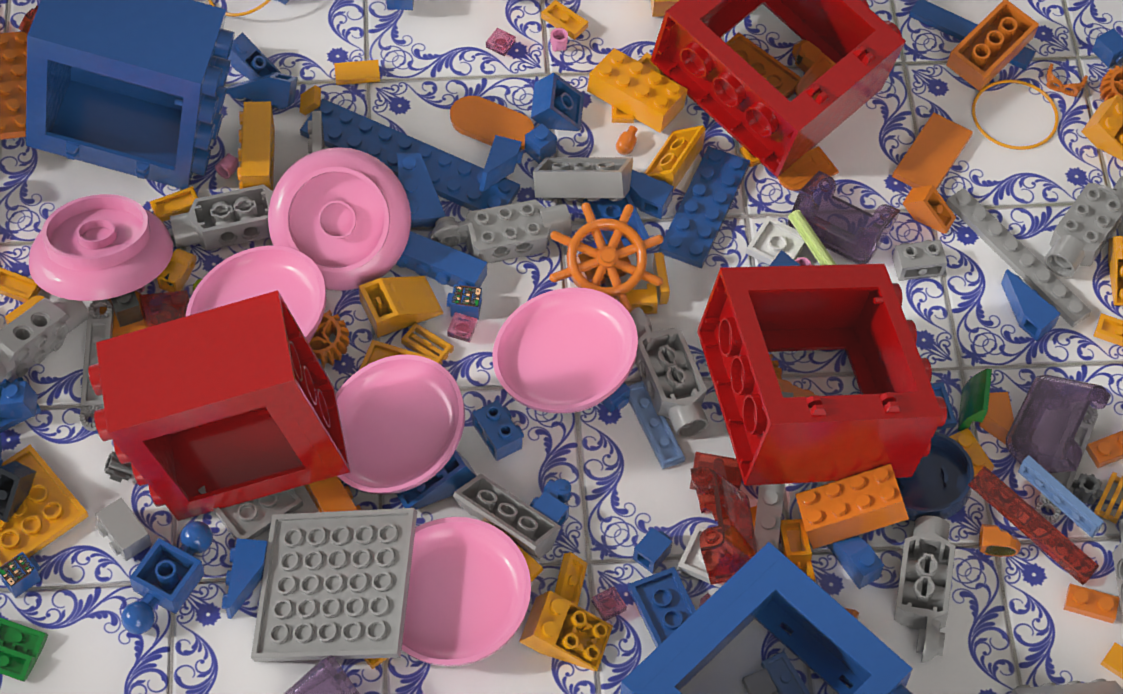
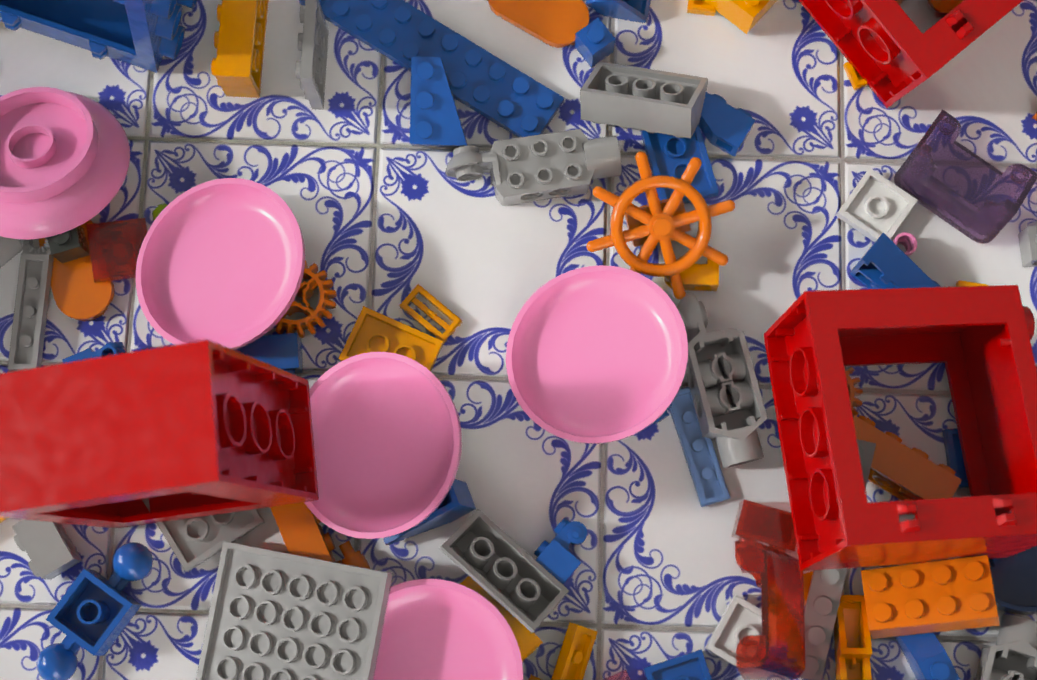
camera: 10 degrees right, 20 degrees up
(173, 204) = (140, 94): light orange tile -> none
(177, 271) = (136, 189): light orange leg -> none
(224, 219) = (210, 122): light grey brick -> none
(227, 166) = (204, 45): bright pink hose -> none
(246, 573) = (188, 611): blue slope -> none
(342, 214) = (333, 142): bright pink dish -> none
(398, 303) = (401, 256): light orange slope -> none
(442, 262) = (453, 202): blue brick -> none
(462, 327) = (474, 295): clear pink plate -> none
(465, 300) = (481, 261): brick -> none
(497, 429) = (506, 443): blue brick -> none
(501, 161) = (543, 67): blue slope -> none
(627, 141) = (703, 44): orange cylinder -> none
(652, 549) = (678, 622): blue brick -> none
(660, 270) = (726, 244): light orange tile -> none
(677, 155) = (761, 71): light orange slope -> none
(704, 207) = (791, 144): blue plate -> none
(805, 168) = (927, 101): orange window -> none
(810, 238) = (927, 221): yellowish green axle -> none

